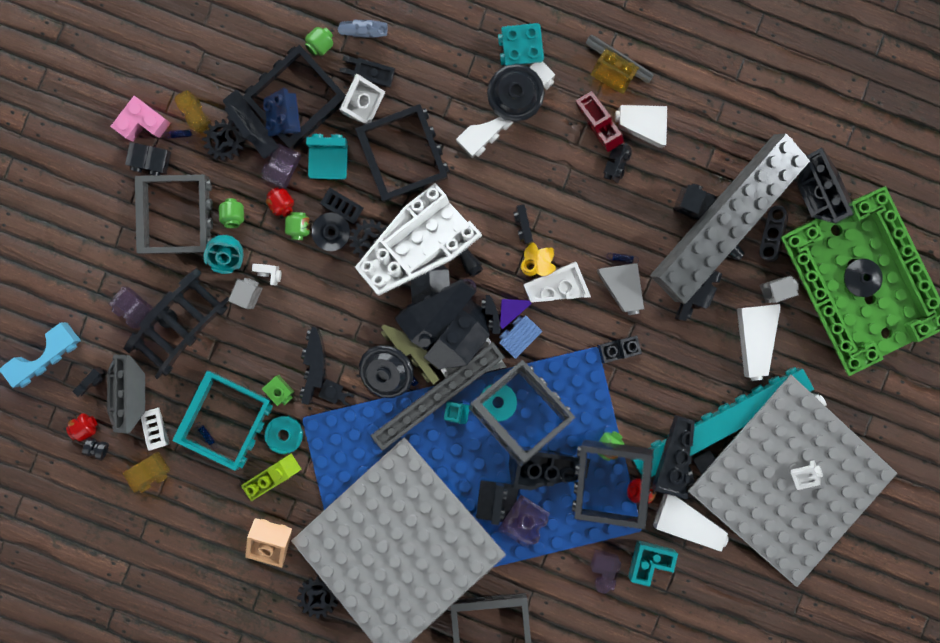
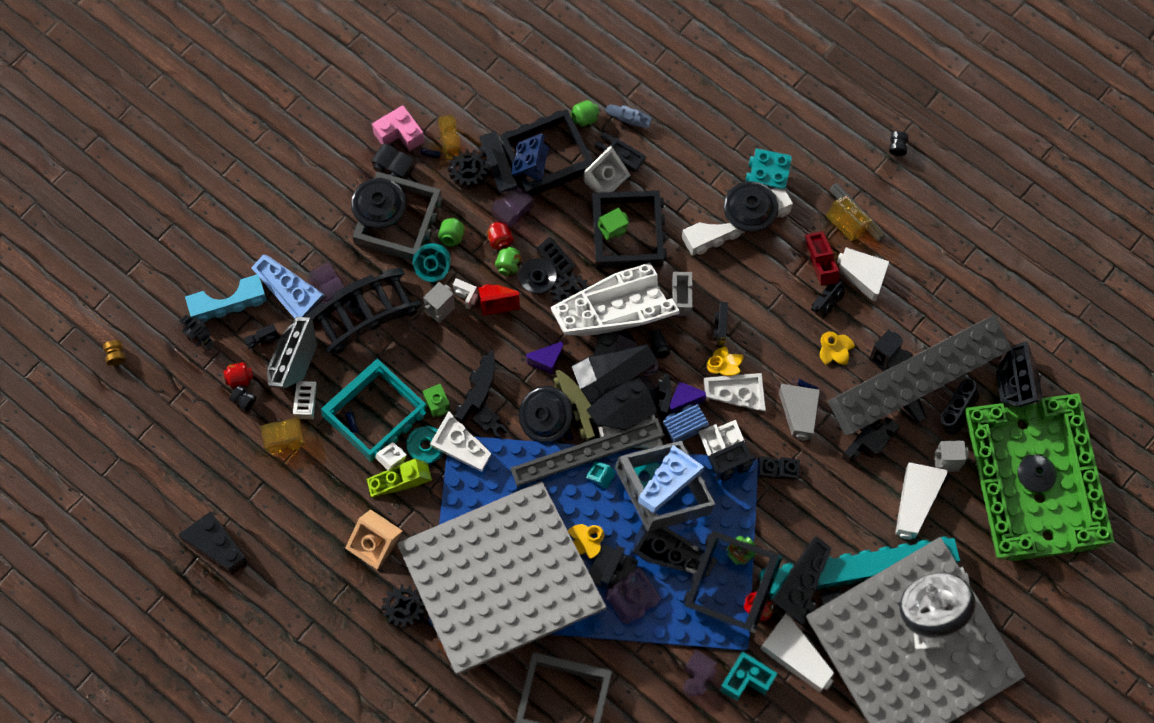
camera: 20 degrees right, 20 degrees down
(24, 402) = (196, 332): none -> black gear
(97, 325) = (290, 289): none -> light blue wing
(124, 596) = (213, 541): none -> black wedge
(148, 210) = (378, 203): none -> black piece
(255, 462) = (391, 456): none -> white bracket
(297, 270) = (498, 299): none -> red slope
(315, 428) = (458, 443): none -> white wing
(327, 157) = (558, 210): teal bracket -> none
(368, 313) = (545, 358): none -> dark purple slope
(387, 157) = (613, 224): none -> bright green brick
(462, 483) = (584, 542): none -> yellow plate
(476, 205) = (682, 292): none -> light grey brick
(526, 409) = (669, 479): none -> light blue wing
(562, 343) = (720, 437): none -> white slope
(576, 365) = (731, 460): none -> black bracket
(641, 213) = (838, 350): none -> yellow plate
(816, 469) = (937, 593): none -> flat silver wheel

